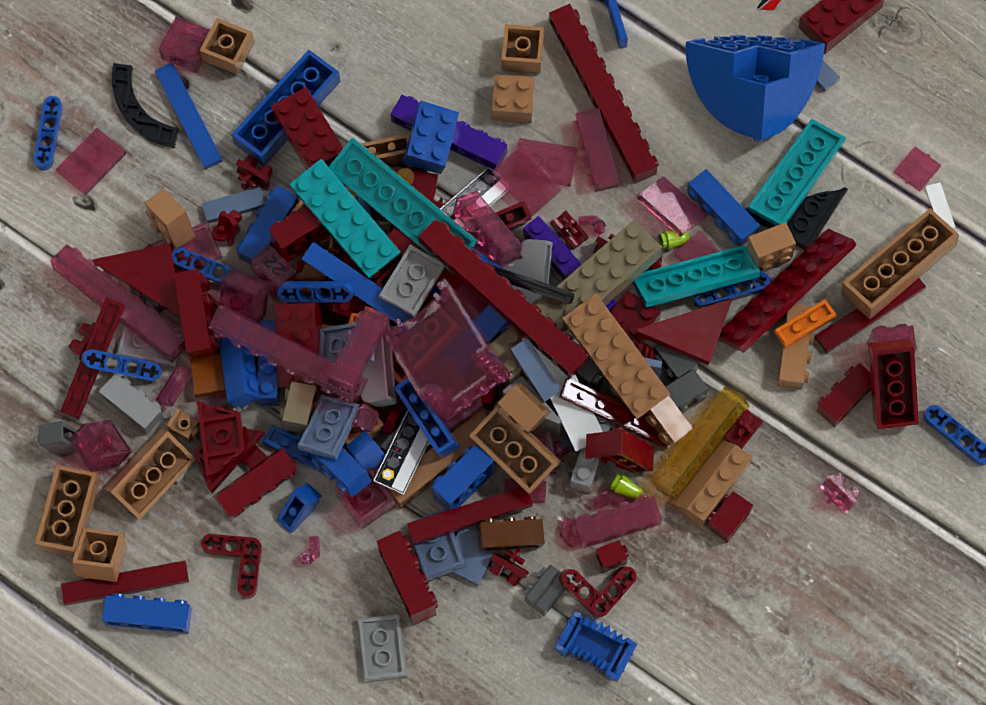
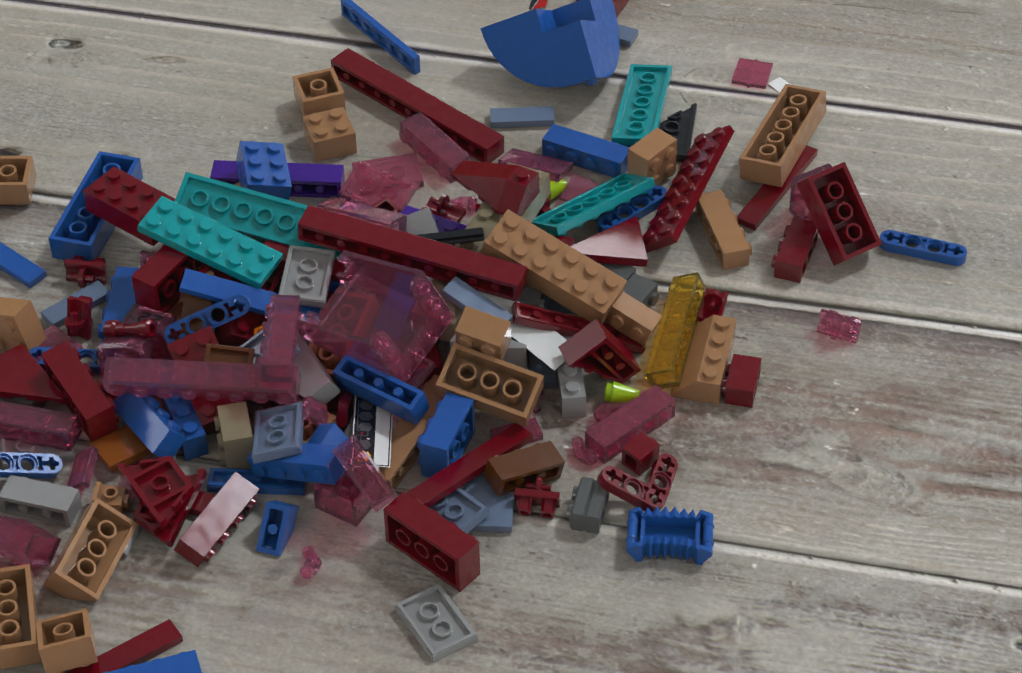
camera: 25 degrees left, 25 degrees down
(241, 551) = (231, 590): dark red beam -> none
(264, 279) = (145, 328): none -> dark red piece
(316, 341) = (228, 354): none -> reddish brown tile
(374, 504) = (364, 473): none -> clear pink brick
(610, 251) = (499, 184): none -> dark red wedge
(689, 140) = (522, 117): none -> sand blue tile
(805, 323) = (722, 203): orange tile -> none

